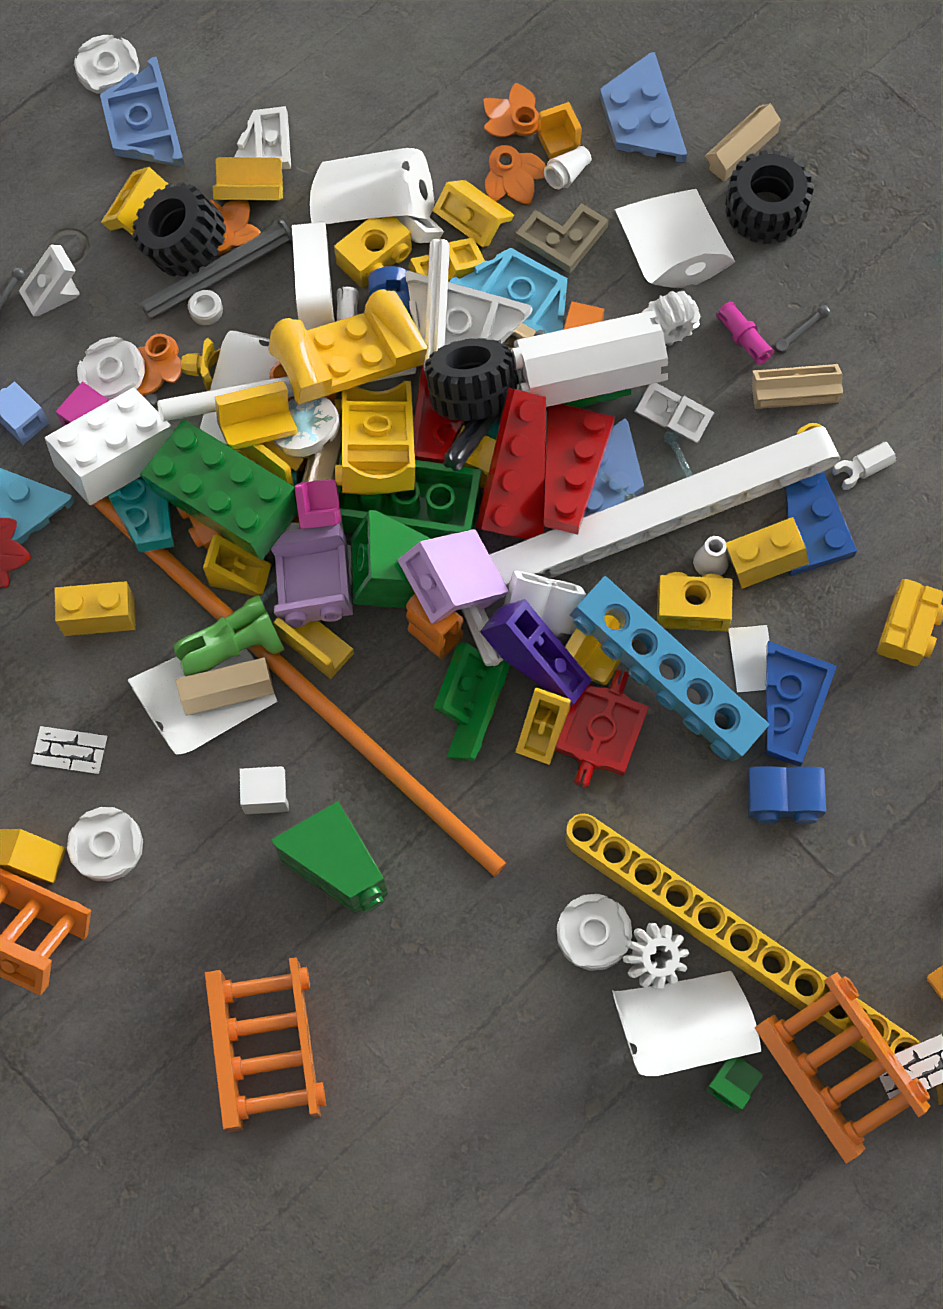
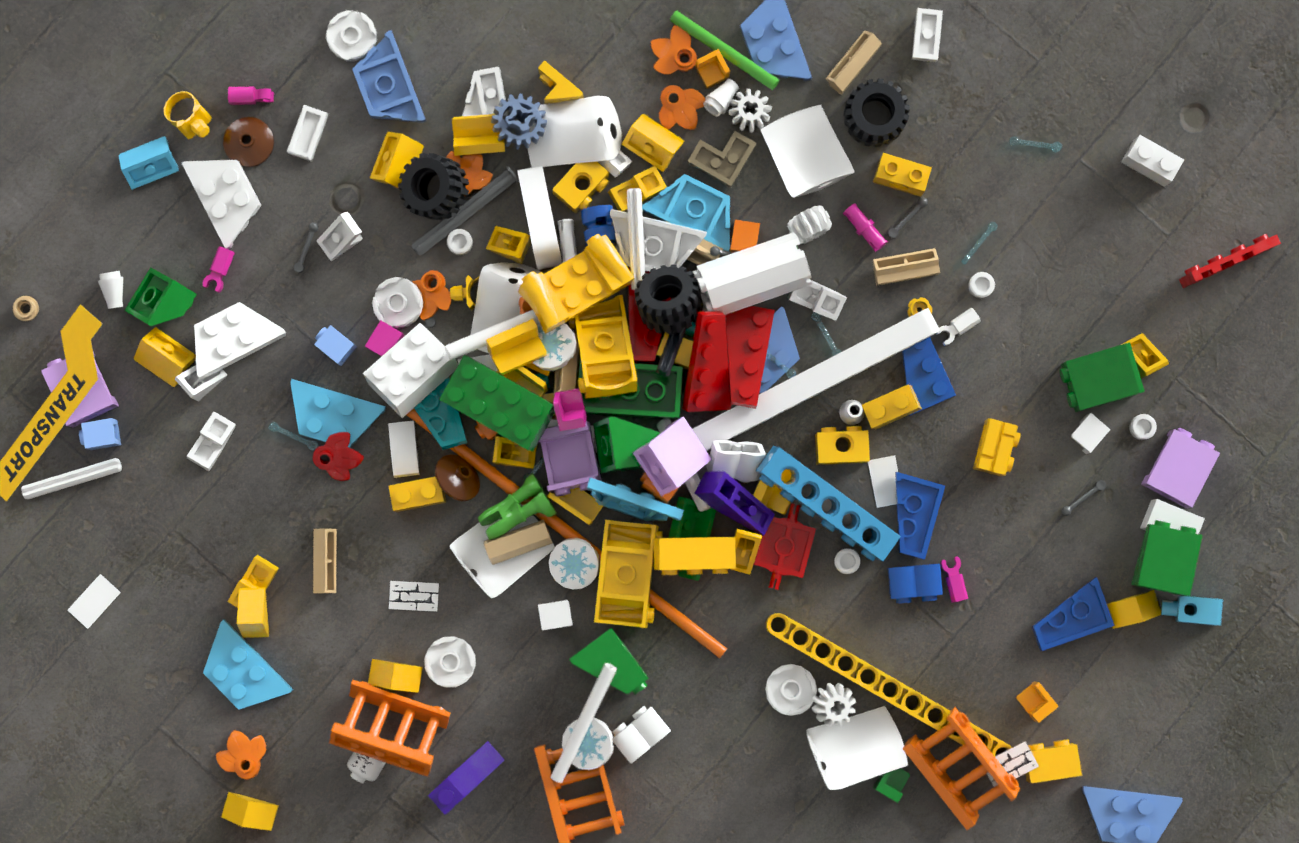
camera: 10 degrees left, 15 degrees up
(31, 166) = (307, 133): none -> white tile
(87, 550) = (403, 449): none -> white slope
(98, 1011) = (466, 777): none -> dark purple slope
(153, 591) = (457, 478): none -> reddish brown dish
(269, 308) = (509, 244): none -> yellow slope
(280, 936) = (583, 722): none -> white piece
(284, 971) = (595, 747): none -> white tile
(300, 722) = (574, 563): none -> white tile
(301, 164) = (513, 130): none -> sand blue gear
(358, 133) = (563, 88): none -> yellow slope
(365, 972) = (640, 734): none -> white brick
(372, 742) = (626, 574): none -> yellow piece
(387, 640) = (624, 501): none -> medium azure wing
(471, 716) = (694, 554): none -> yellow brick
(586, 119) = (726, 51): none -> bright green piece
(603, 183) = (750, 101): none -> white gear
(689, 759) = (847, 561): none -> white tile
(798, 272) = (902, 174): none -> yellow brick
(840, 118) = (927, 35): none -> white plate
(844, 800) = (955, 581): none -> dark pink bar
(898, 418) = (981, 285): none -> white tile
(915, 349) = (992, 226): none -> clear light blue hinge

